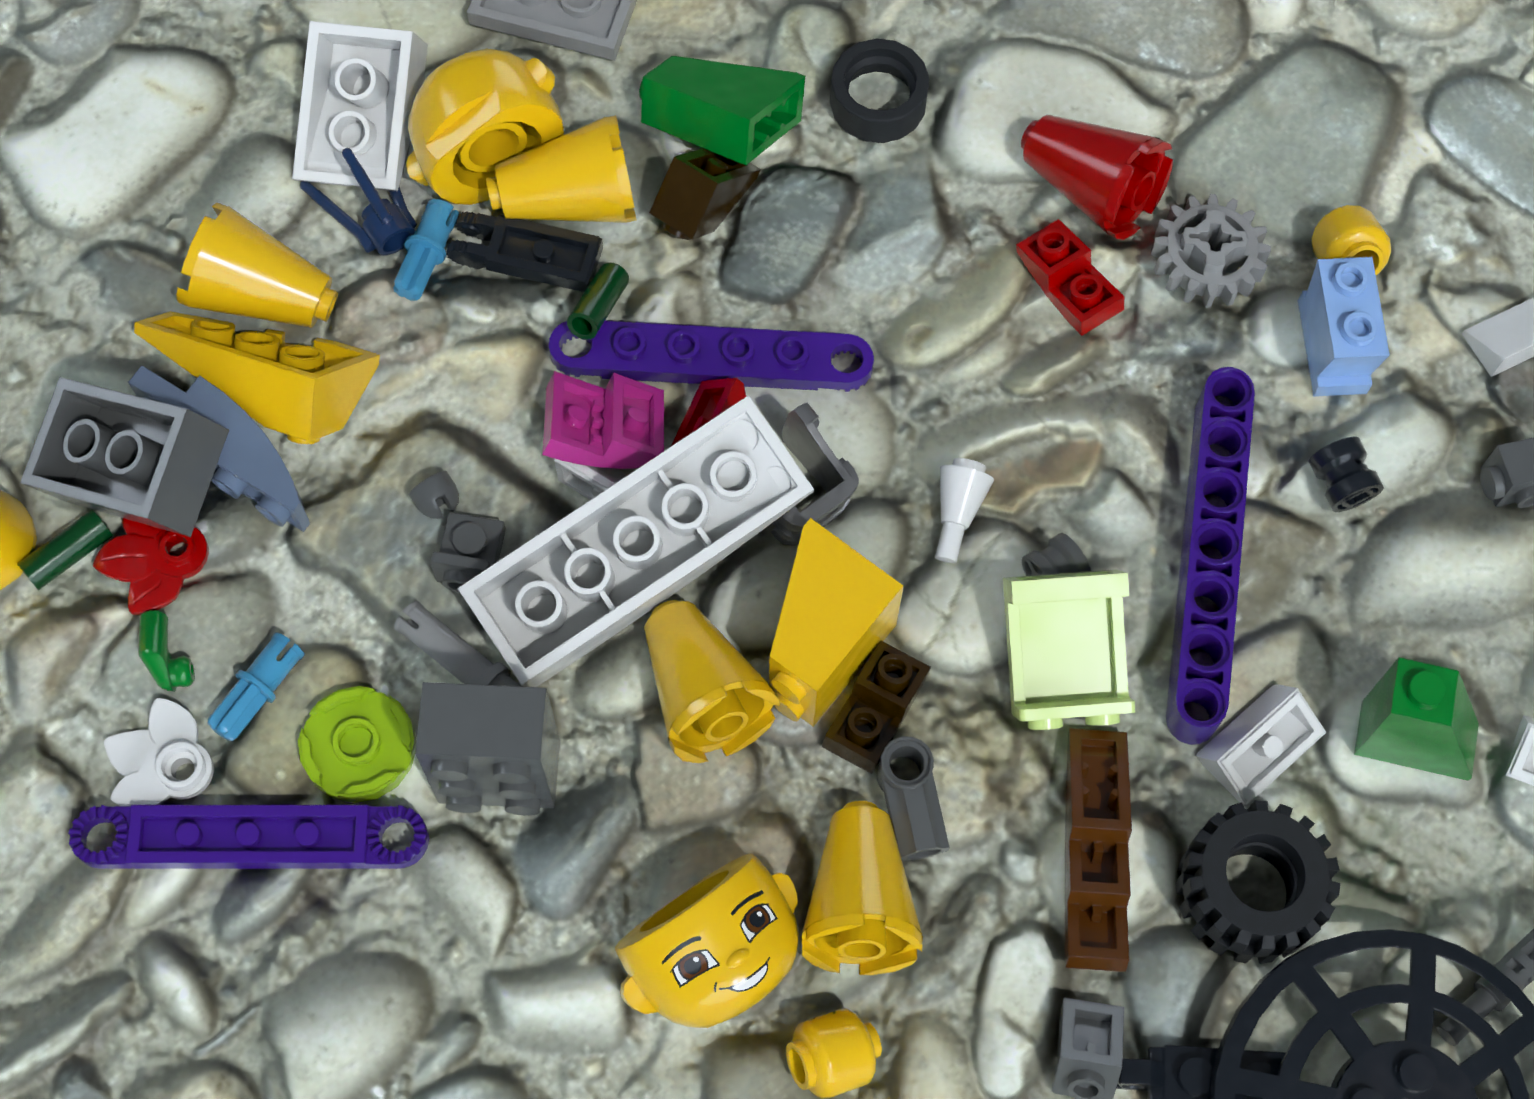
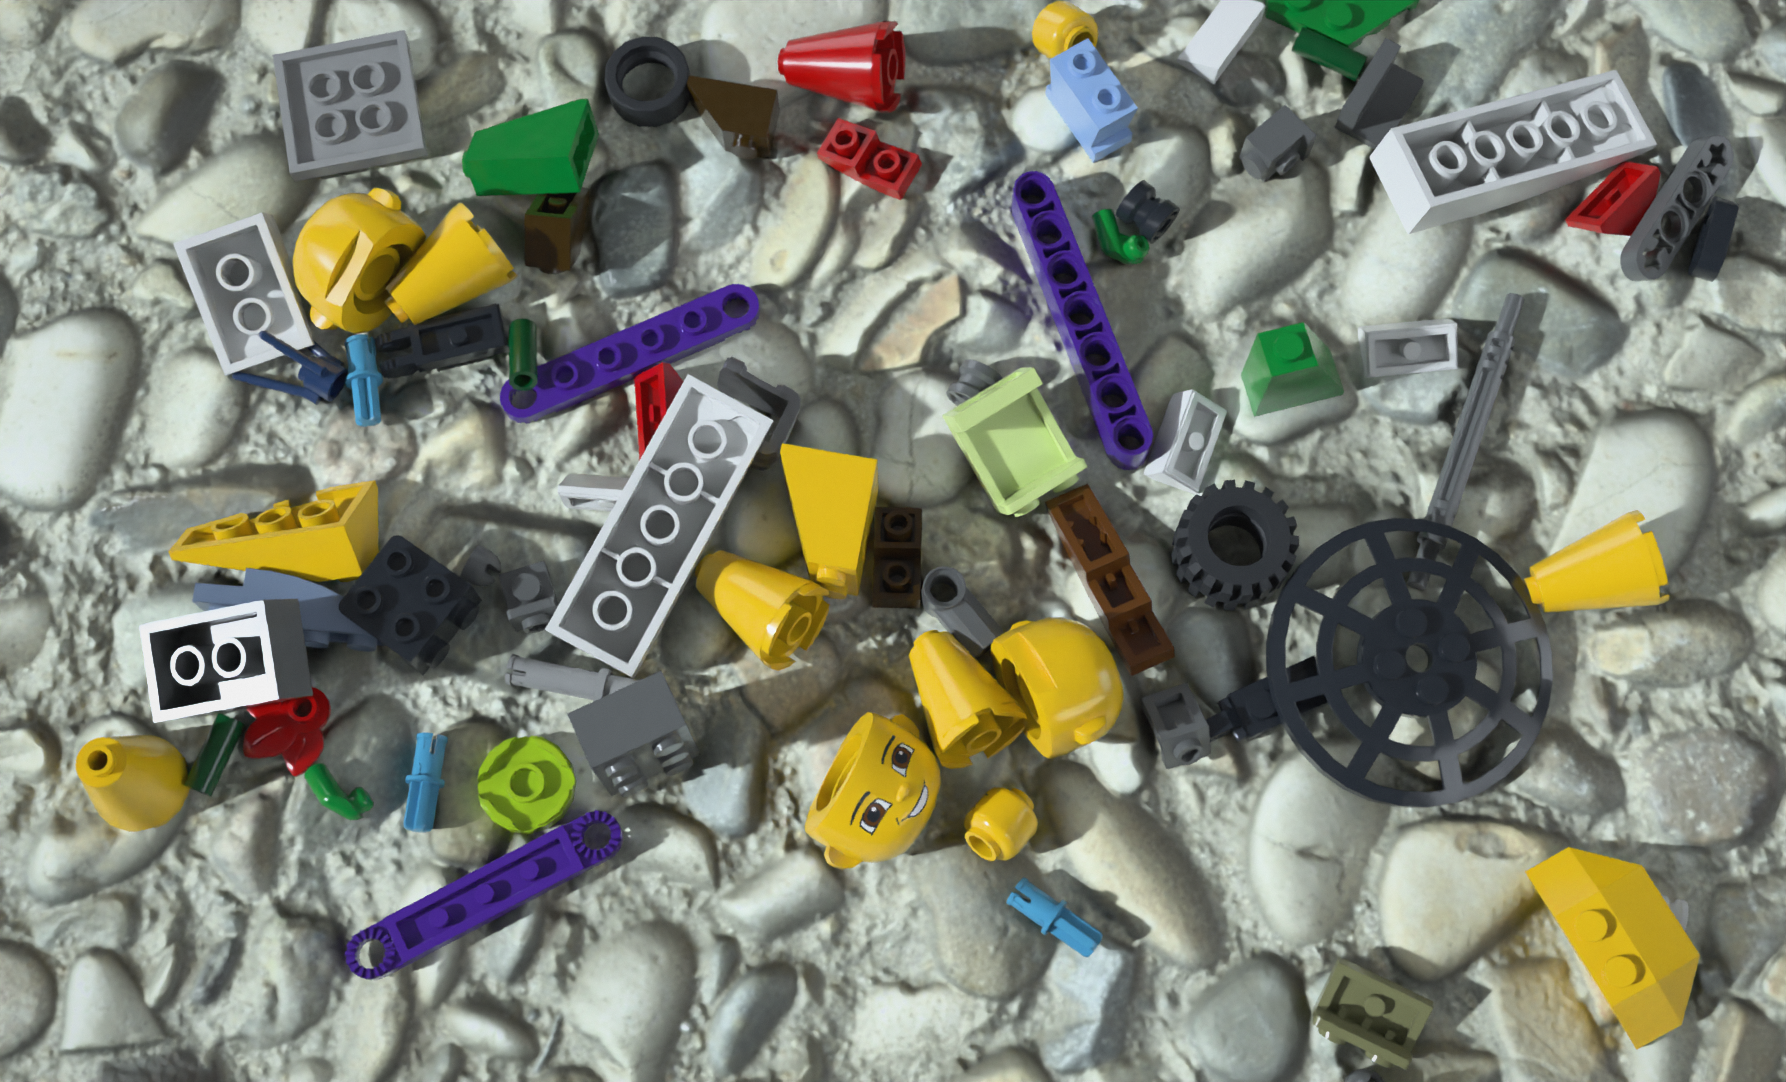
camera: 25 degrees left, 5 degrees up
(152, 757) = (376, 873): white plate -> none
(252, 274) = (242, 467): yellow cone -> none
(342, 496) = (411, 604): none -> black bracket
(603, 425) = (581, 448): dark pink slope -> none
(954, 166) = (737, 114): none -> dark brown slope
(961, 495) = (877, 367): white cone -> none
(980, 930) = (1060, 680): none -> yellow piece
(1210, 250) = (960, 93): light grey gear -> none
(1293, 494) = (1115, 244): none -> green arm

